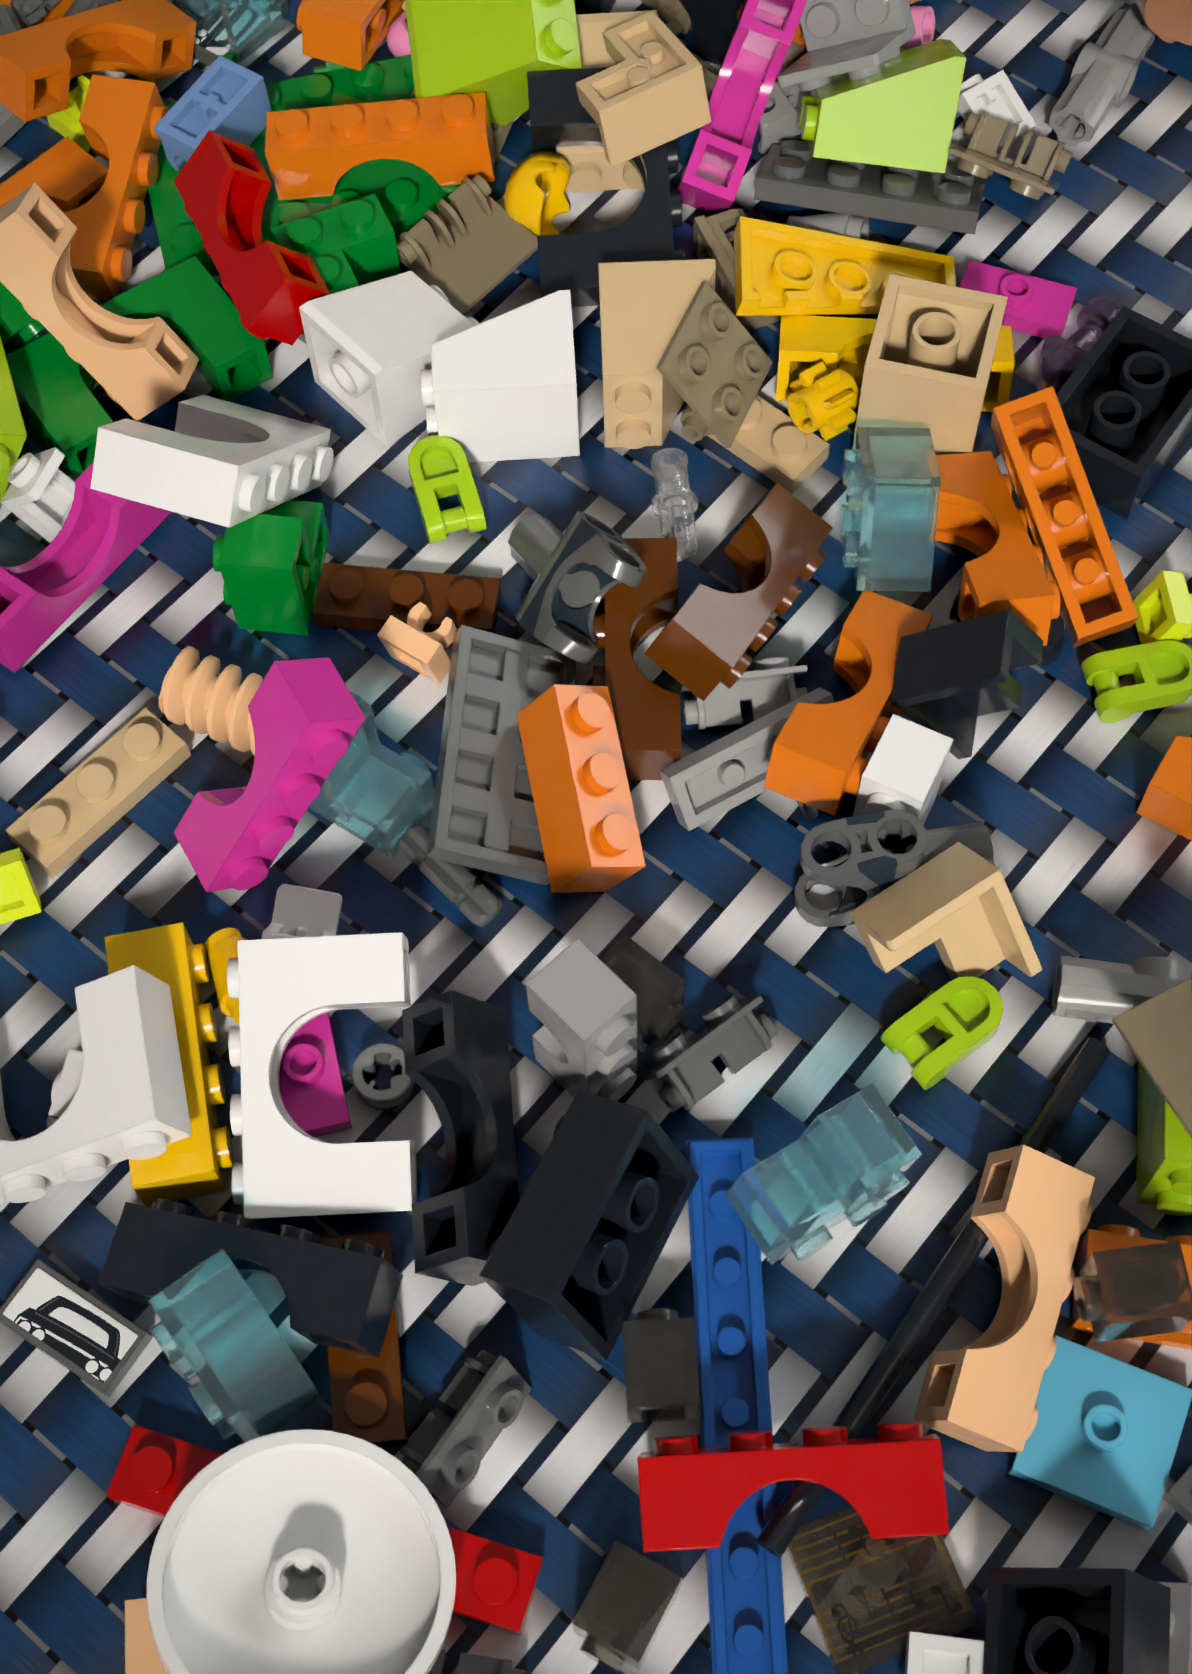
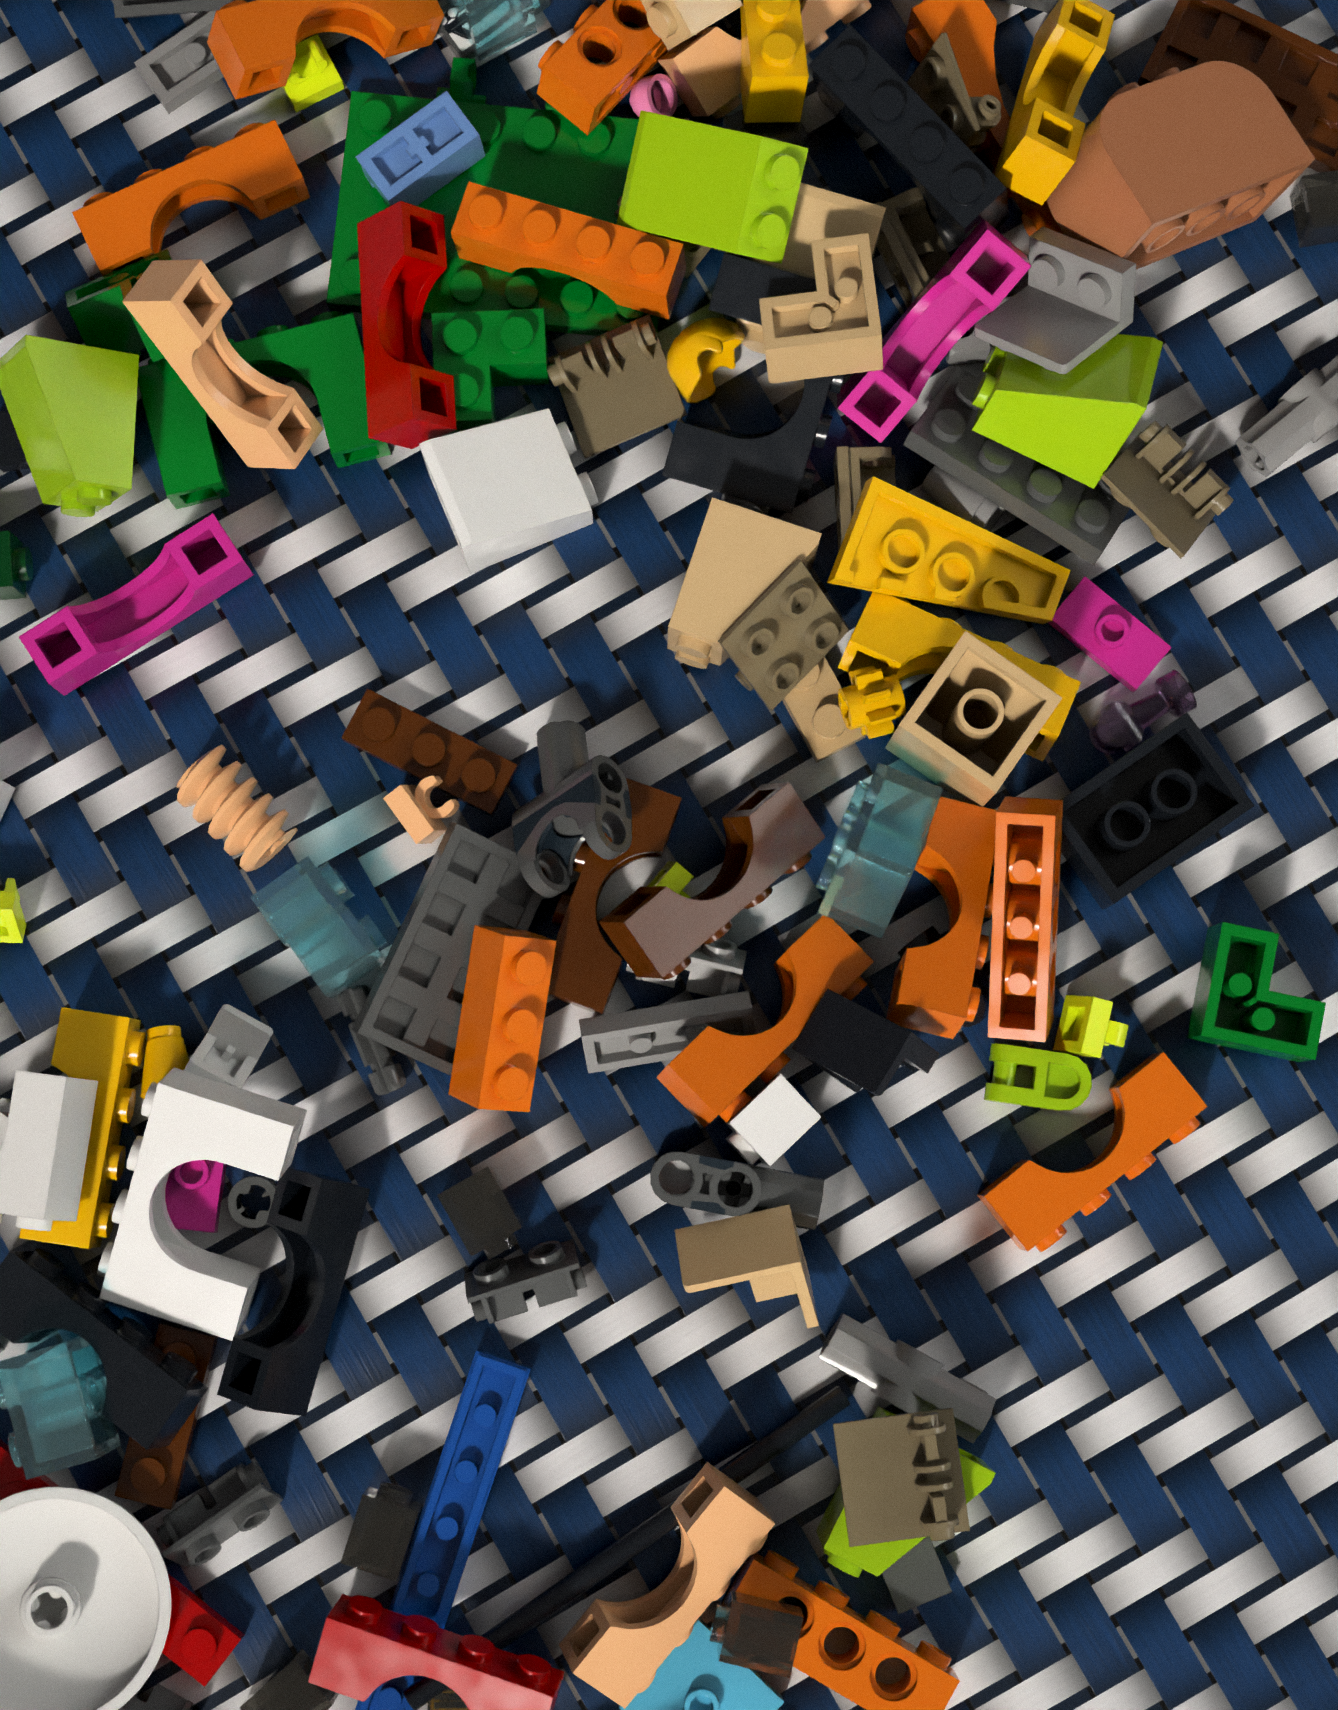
camera: 15 degrees right, 20 degrees up
(40, 492) = (137, 528): white bracket -> none
(98, 792) = (103, 844): tan plate -> none
(119, 128) = (265, 252): orange arch -> none
(216, 465) = (280, 629): white arch -> none
(274, 567) = (323, 681): green brick -> none
(300, 730) = (255, 929): dark pink arch -> none
(438, 471) = (500, 630): lime plate -> none
(508, 385) = (593, 576): white slope -> none
(586, 1023) = (417, 1255): light grey arch -> none
(590, 1224) = (364, 1410): black brick -> none
(675, 500) = (702, 744): clear axle -> none
(834, 1172) = (561, 1436): clear light blue brick -> none
(924, 25) = (1159, 276): bright pink hinge -> none
(962, 1011) = (745, 1328): lime plate -> none
(999, 99) = (1187, 405): white bracket -> none

